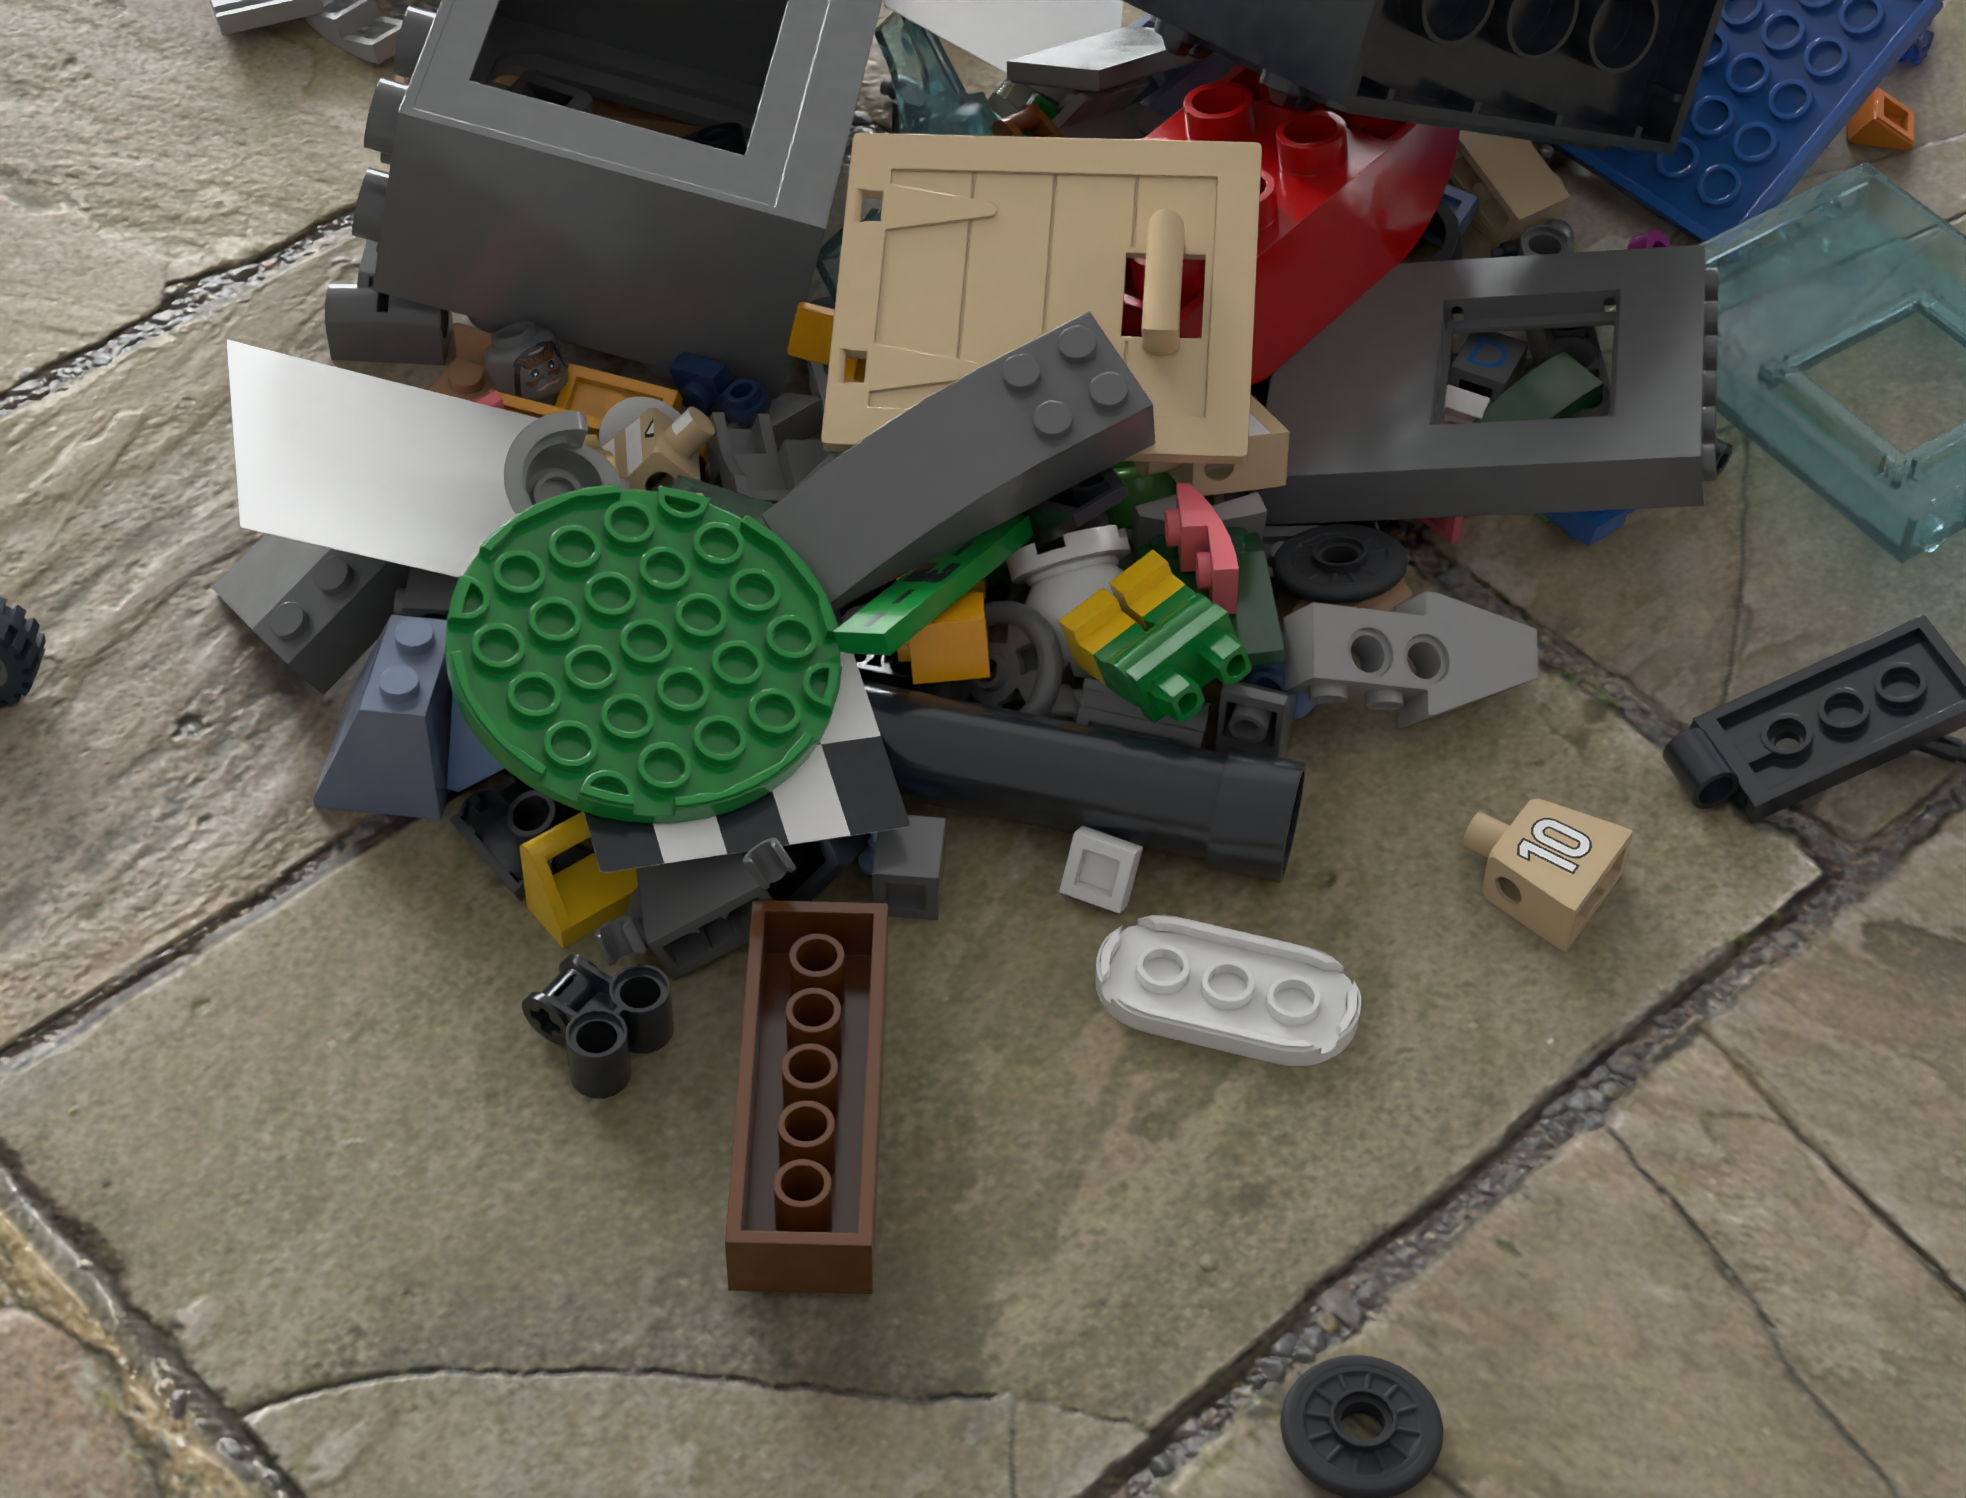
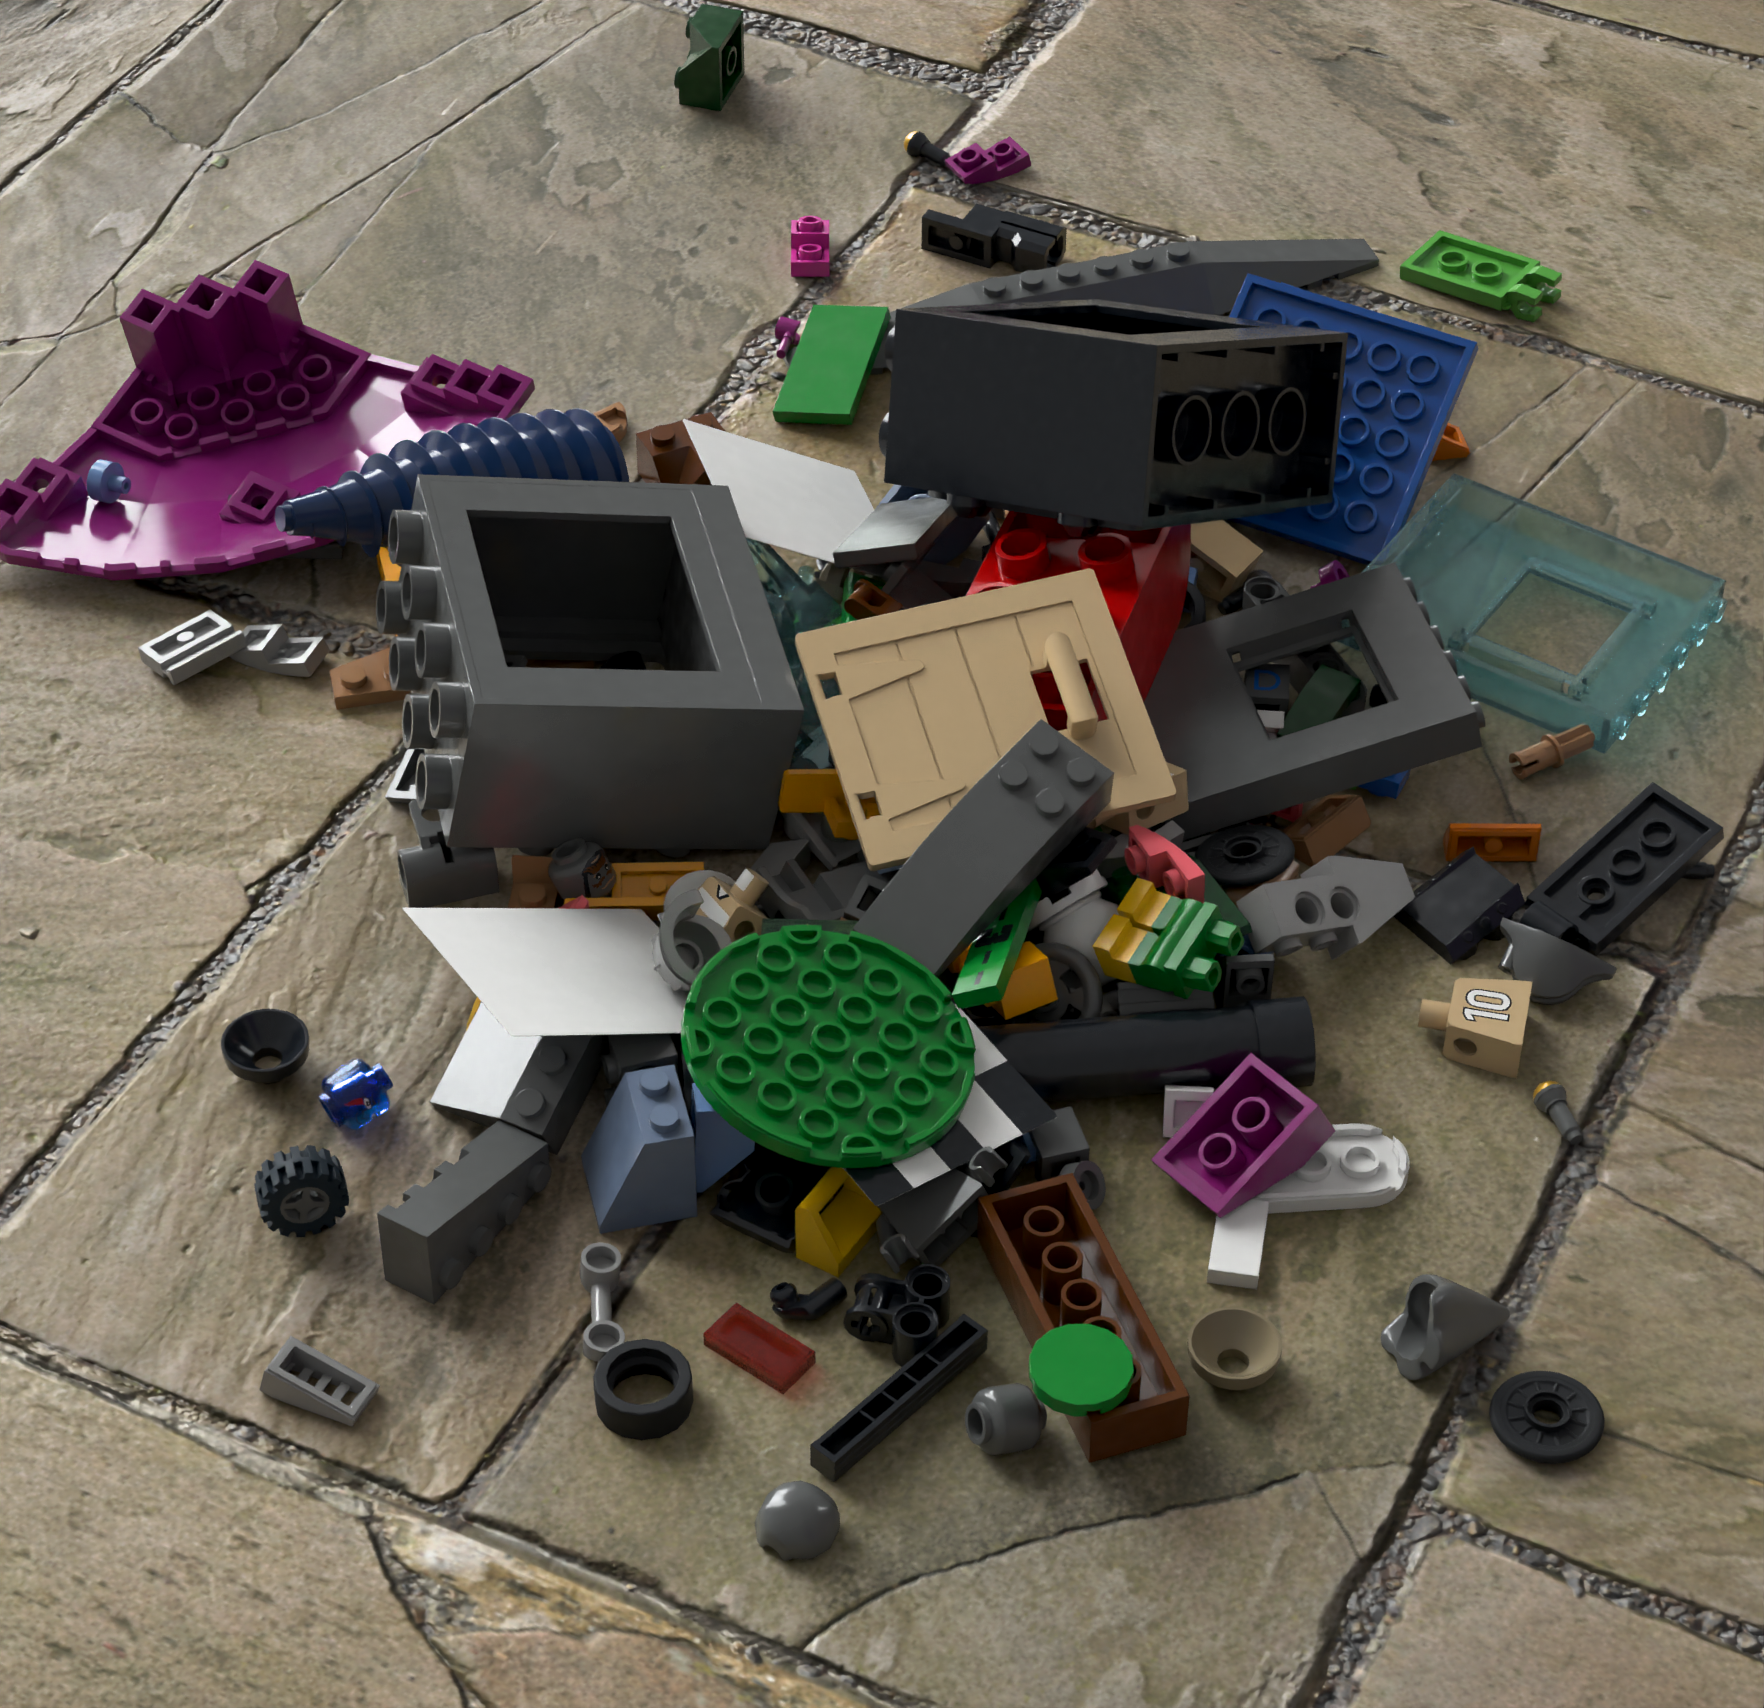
camera: 20 degrees left, 5 degrees down
(53, 457) = (263, 1035): none -> black piece
(124, 553) = (355, 1093): none -> clear blue head
(153, 727) = (461, 1211): none -> dark grey wedge
(230, 976) = (644, 1420): none -> black tyre
(277, 857) = (600, 1276): none -> light grey bar
(322, 1247) = (797, 1521): none -> dark grey hair
(412, 1008) = (759, 1348): none -> clear red tile
(496, 972) = (807, 1306): none -> black arm
(534, 1126) = (898, 1398): none -> black piece
(647, 1198) = (1005, 1419): none -> dark grey head
(711, 389) = (726, 855): dark blue plate -> none
(744, 1166) = (1080, 1369): none -> green tile
(916, 924) = (1089, 1179): none -> dark grey tile
(990, 1176) = (1234, 1334): none -> dark tan piece
(1079, 1058) = (1238, 1246): none -> white tile
(1142, 926) = (1244, 1138): none -> magenta slope
(1280, 1255) = (1439, 1325): none -> dark grey hat
(1480, 560) = (1328, 827): none -> medium nougat slope
(1592, 994) = (1551, 1099): none -> dark grey piece
(1600, 709) = (1461, 907): none -> black slope
(1672, 819) = (1549, 963): none -> dark grey hat
(1685, 635) = (1493, 841): none -> orange slope
(1827, 540) = (1552, 750): none -> medium nougat axle

